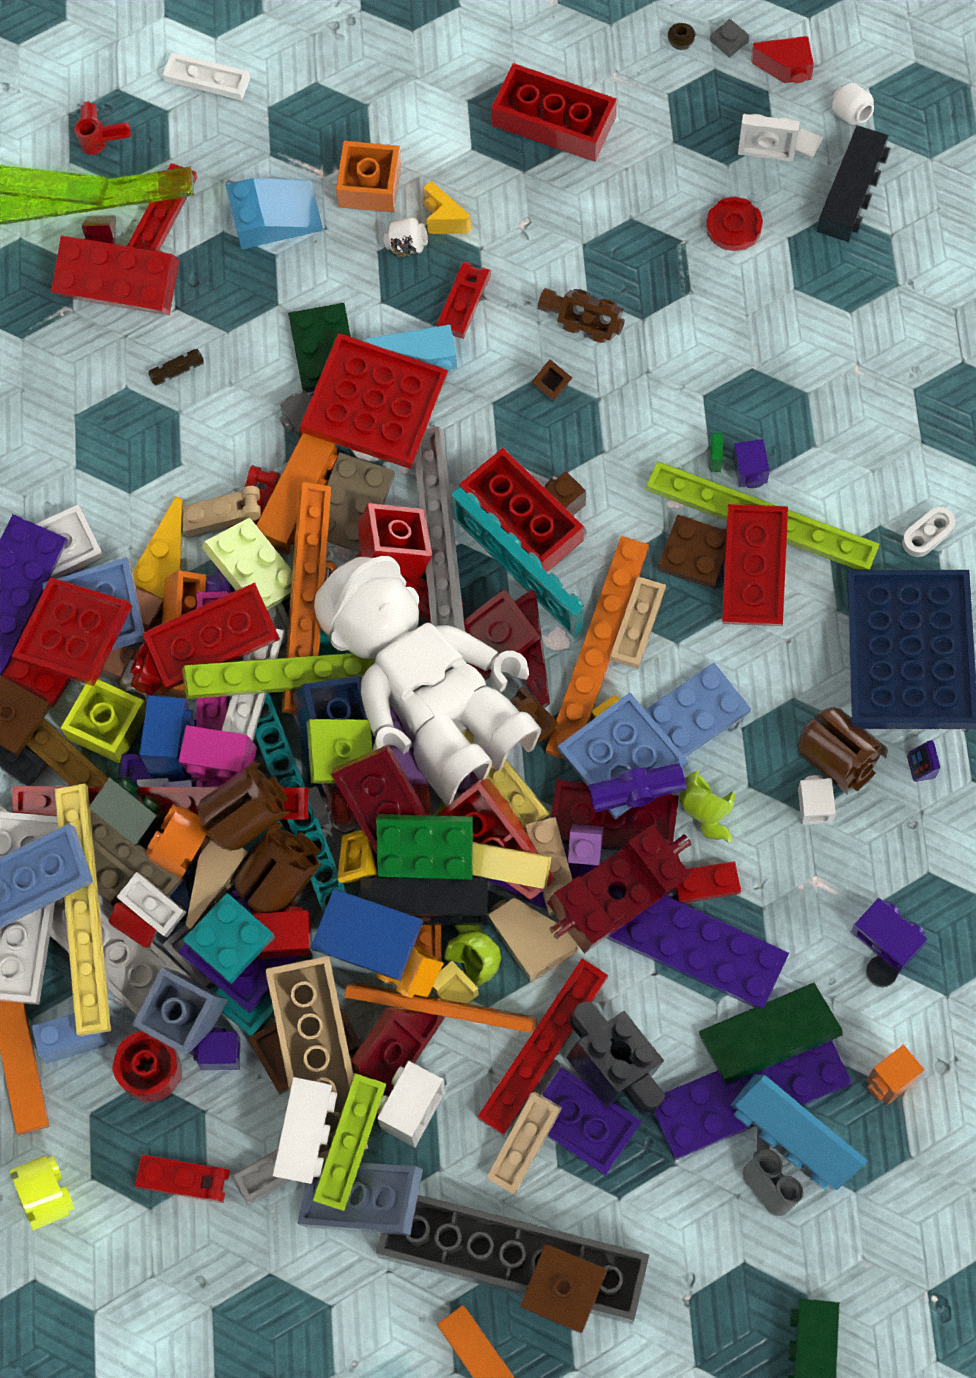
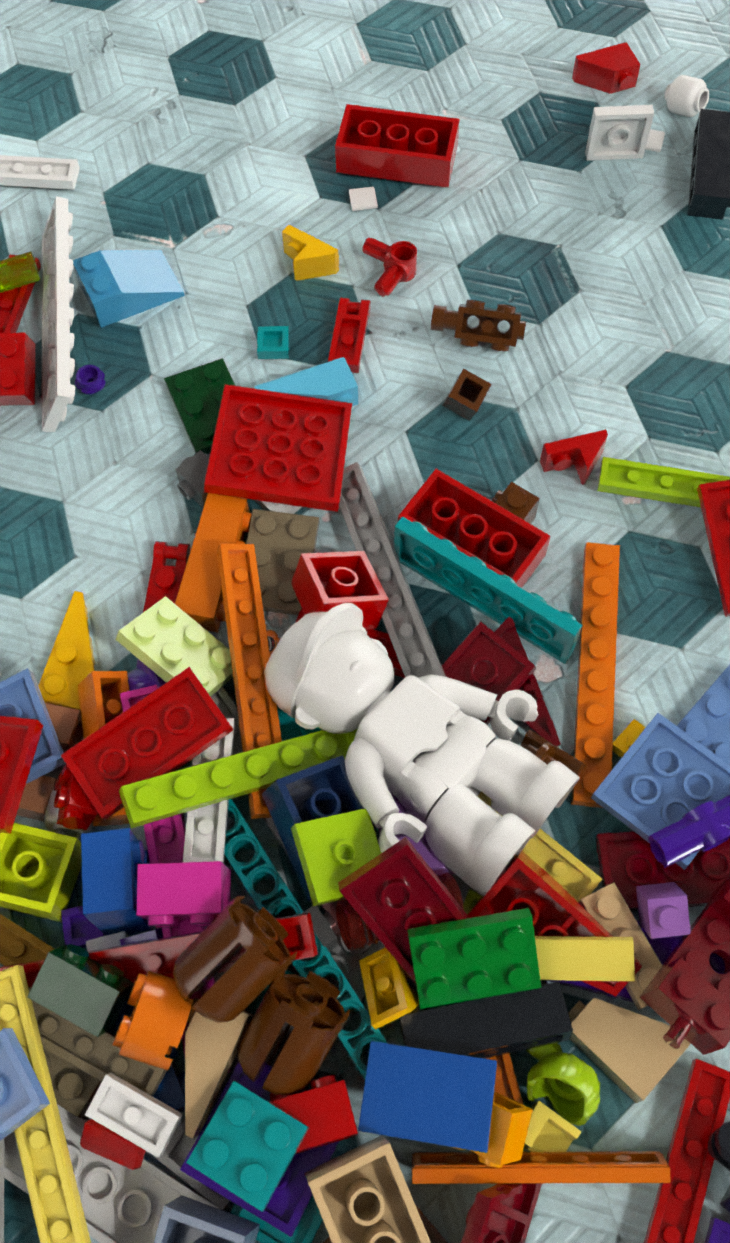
camera: 15 degrees left, 5 degrees down
(176, 367) = (50, 454): dark brown axle -> none
(202, 234) = (57, 316): none -> white plate
(220, 295) = (90, 373): none -> dark purple plate
(221, 511) = (130, 597): tan plate -> none
(368, 176) = (222, 232): orange brick -> none
(392, 295) = (273, 342): none -> teal plate
(406, 237) = (274, 284): white head -> none
(511, 159) = (363, 198): none -> white piece
(520, 243) = (398, 260): none -> red axle
(638, 622) = (634, 633): tan plate -> none
(641, 451) = (579, 451): none -> red slope
(681, 42) = (500, 67): dark brown plate -> none
(694, 552) = (671, 545): reddish brown plate -> none
(716, 452) = (662, 437): green tile -> none
(729, 38) = (546, 62): dark grey plate -> none
(734, 224) = (604, 220): red tile -> none
(751, 463) = (702, 441): dark purple brick -> none

